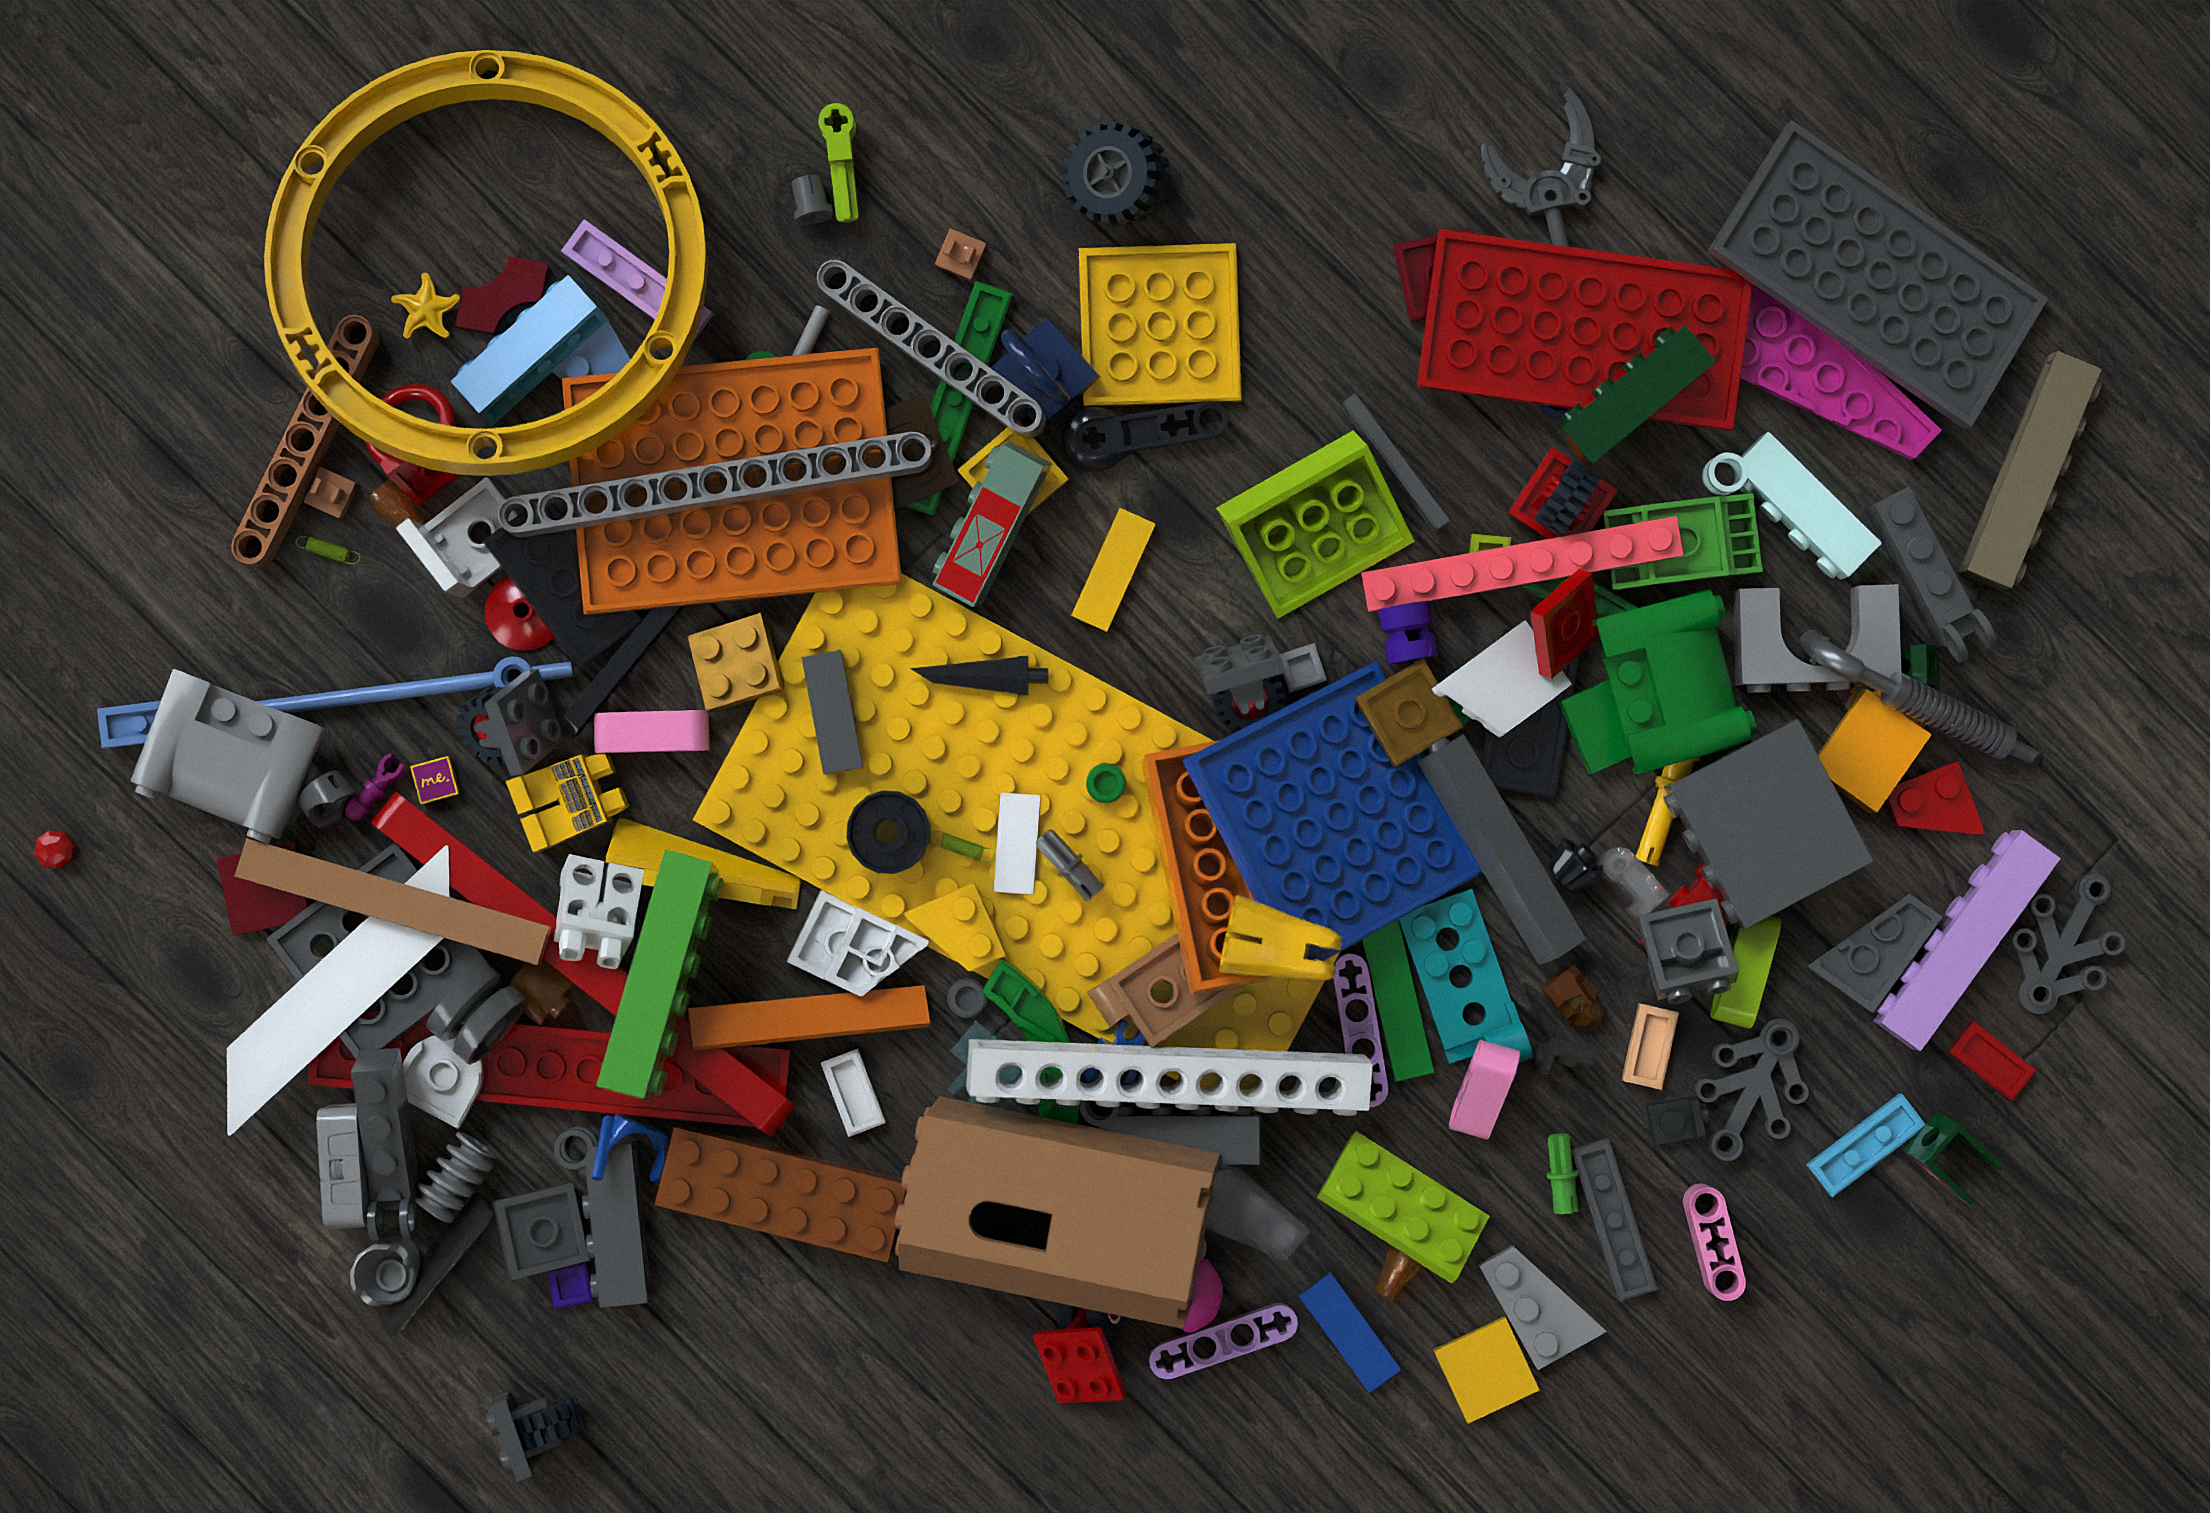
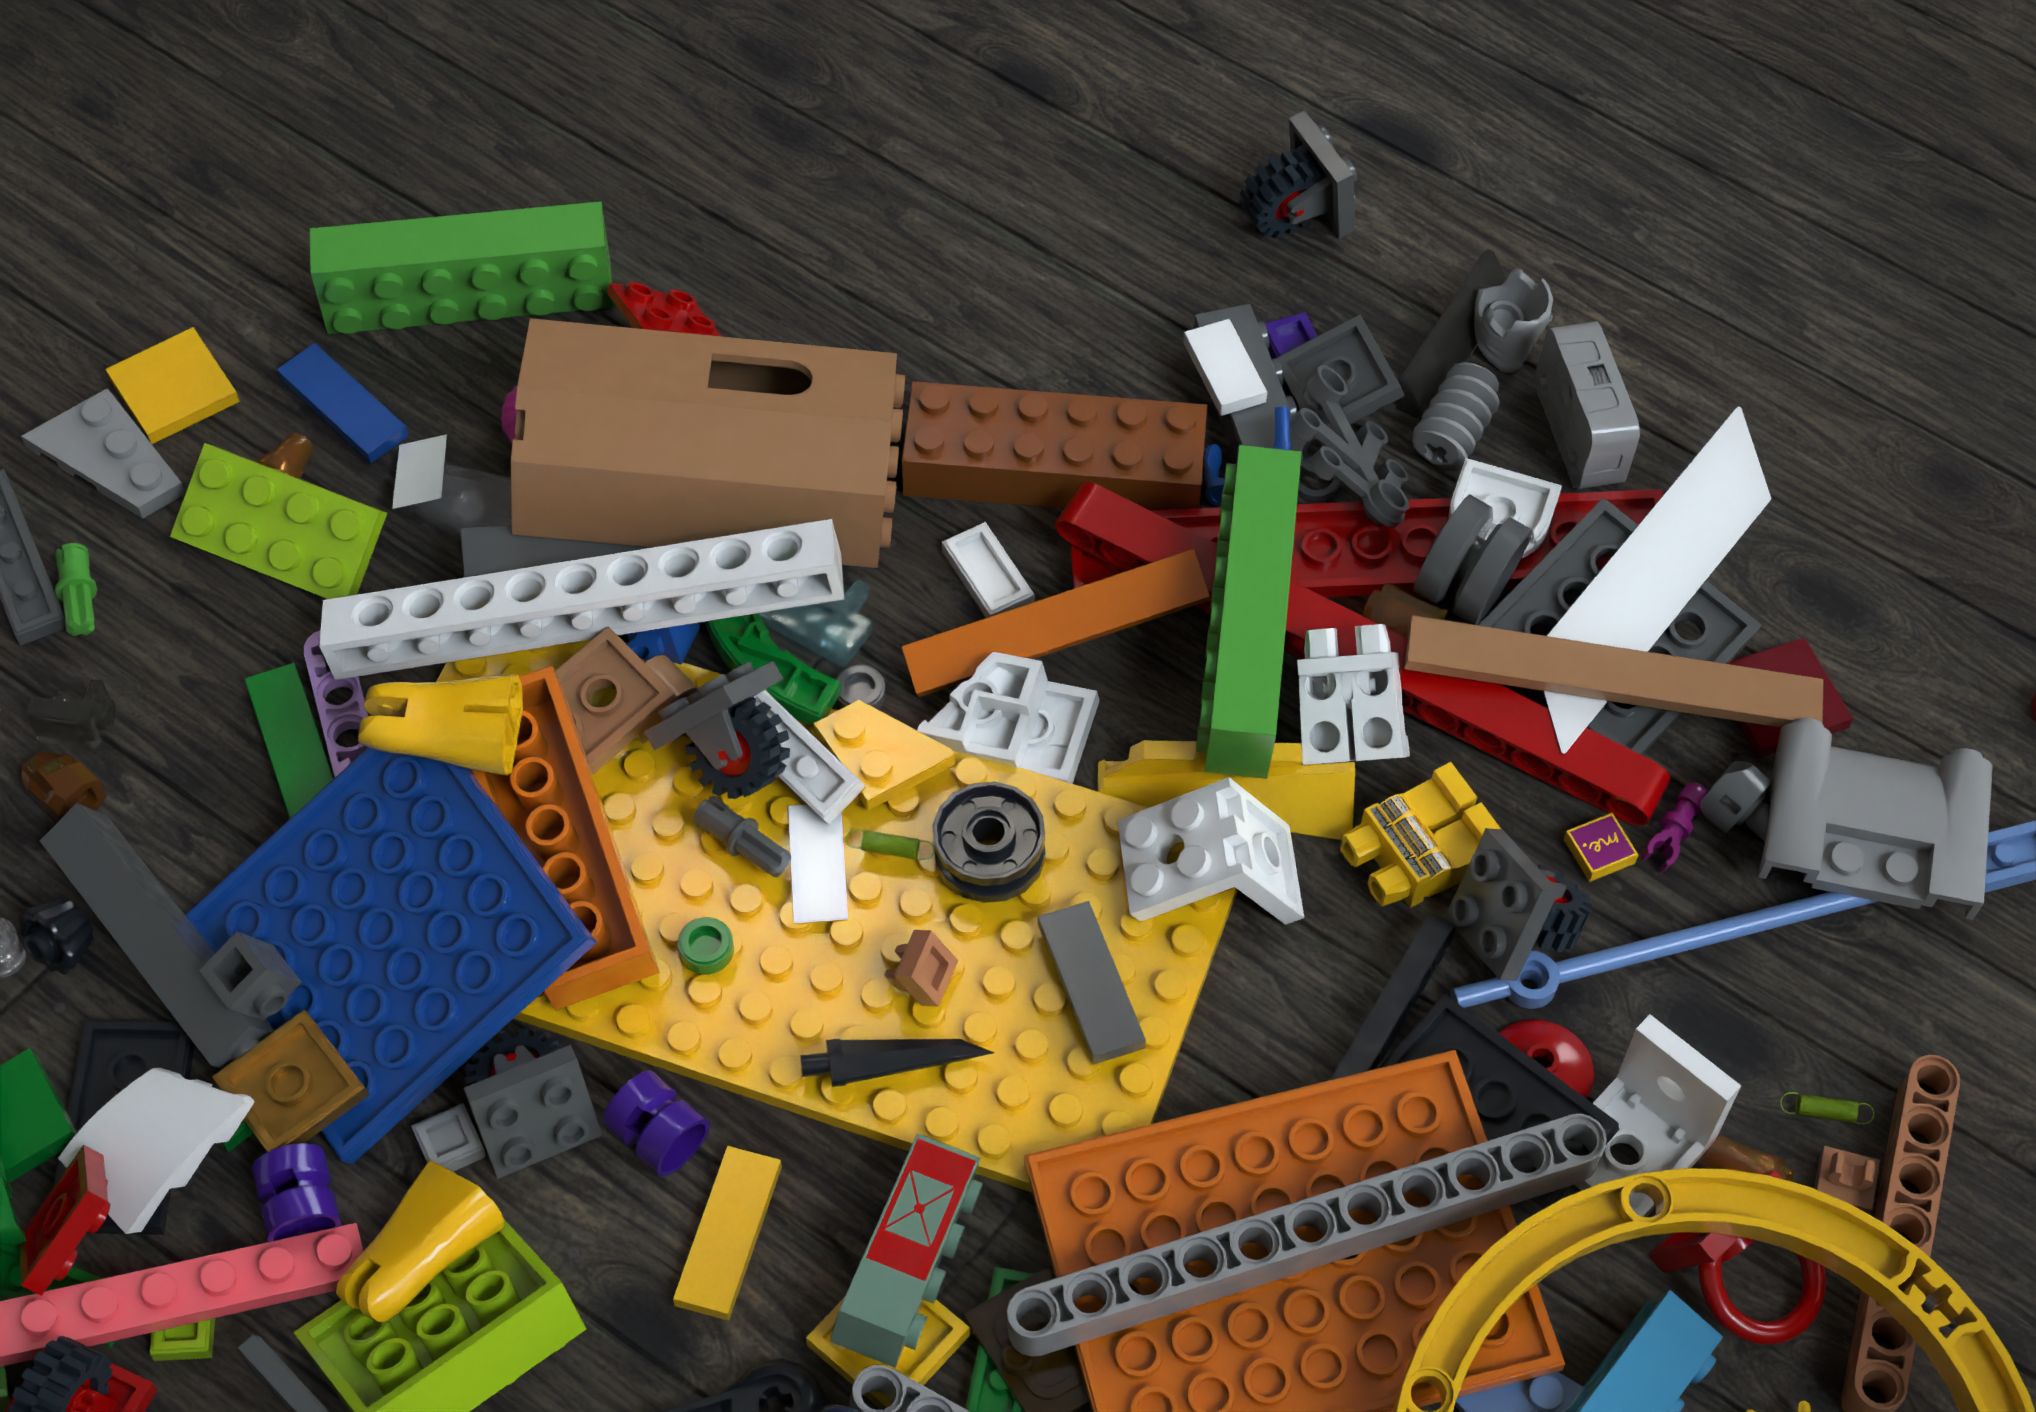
camera: 175 degrees right, 30 degrees down
(386, 1139) = (1548, 426): dark grey hinge -> none
(534, 1102) = (1379, 489): none -> dark grey plant
(633, 1240) = (1225, 367): none -> white tile
(651, 731) = (1330, 935): bright pink beam -> none
(710, 796) = (1226, 845): none -> white bracket
(735, 663) = (1235, 1033): pearl gold plate -> none
(950, 735) = (923, 968): none -> nougat tile
(1024, 931) = (812, 768): none -> white tile
(1071, 945) = (729, 733): none -> plate
(1154, 651) = (650, 1117): none -> dark purple wheel
(1225, 1347) = (489, 367): lavender beam -> none
(1242, 1437) = (461, 267): none -> bright green brick
(1289, 1244) = (419, 471): none -> white sticker
(1326, 580) = (426, 1233): none -> yellow piece
(1432, 792) = (250, 976): none -> dark grey brick
(1484, 1089) = (174, 650): bright pink beam -> none
(1486, 987) = (160, 742): teal hinge -> none

